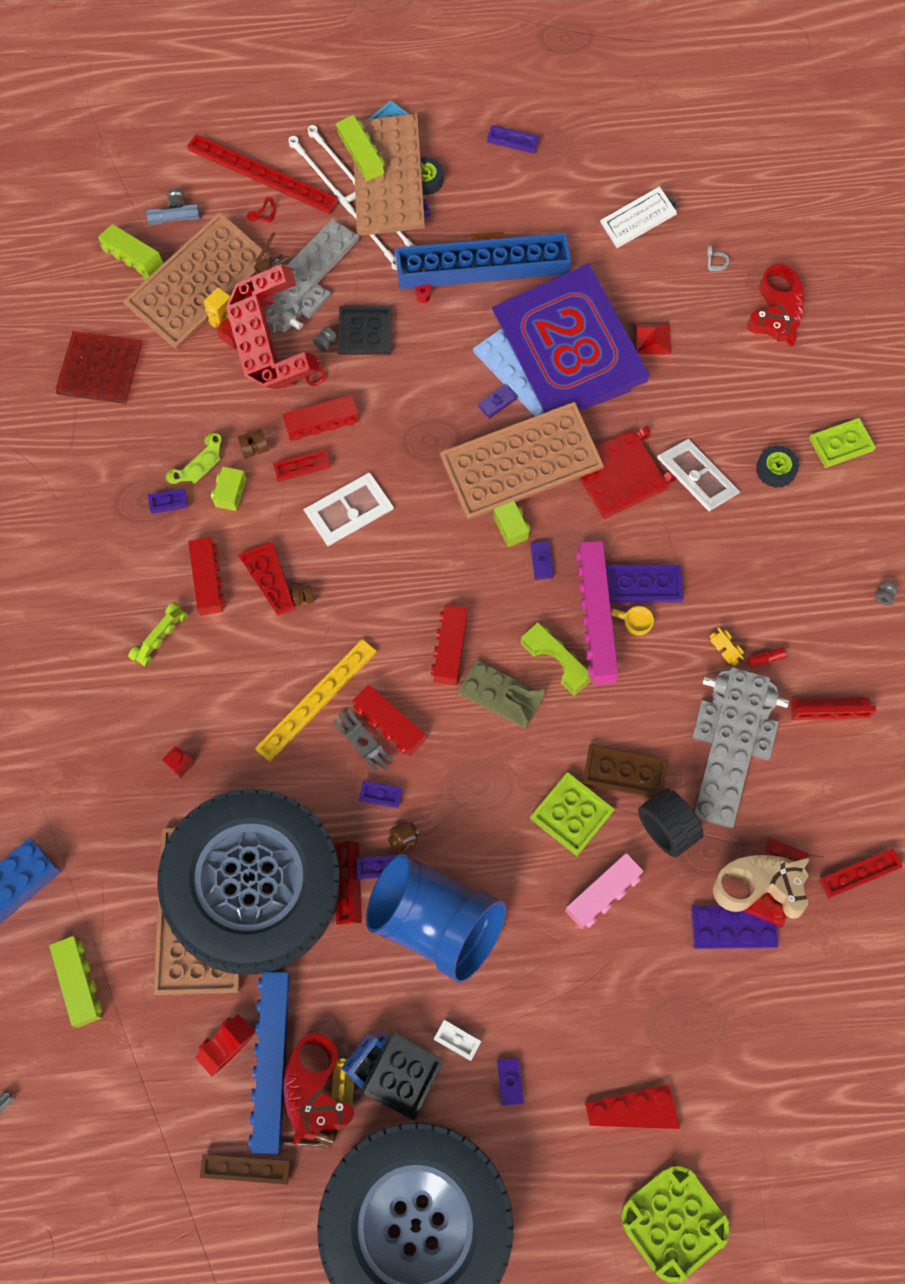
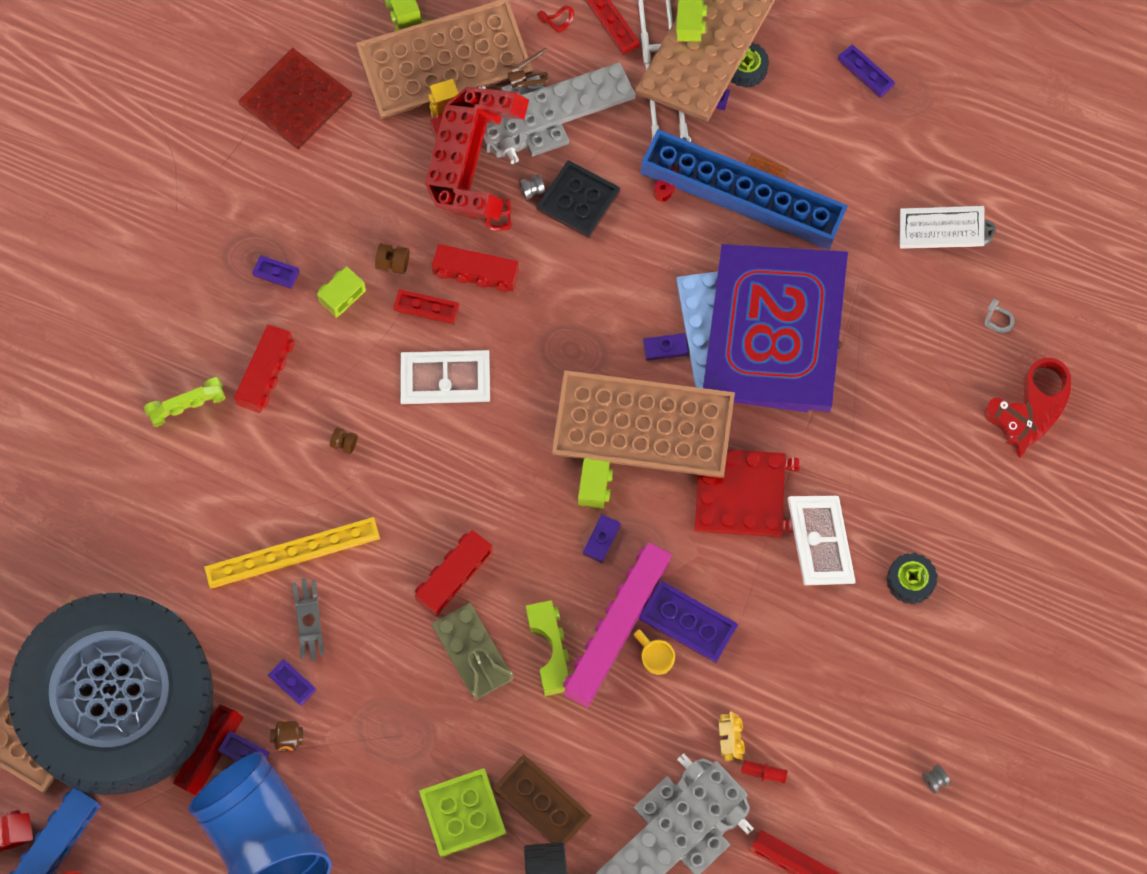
camera: 30 degrees right, 0 degrees up
(178, 761) = (125, 538): red brick -> none
(200, 464) = (329, 251): lime plate -> none
(269, 576) = (326, 395): red wing -> none
(388, 720) = (346, 614): red brick -> none
(652, 338) = (872, 367): red slope -> none
(842, 443) = (999, 592): lime plate -> none

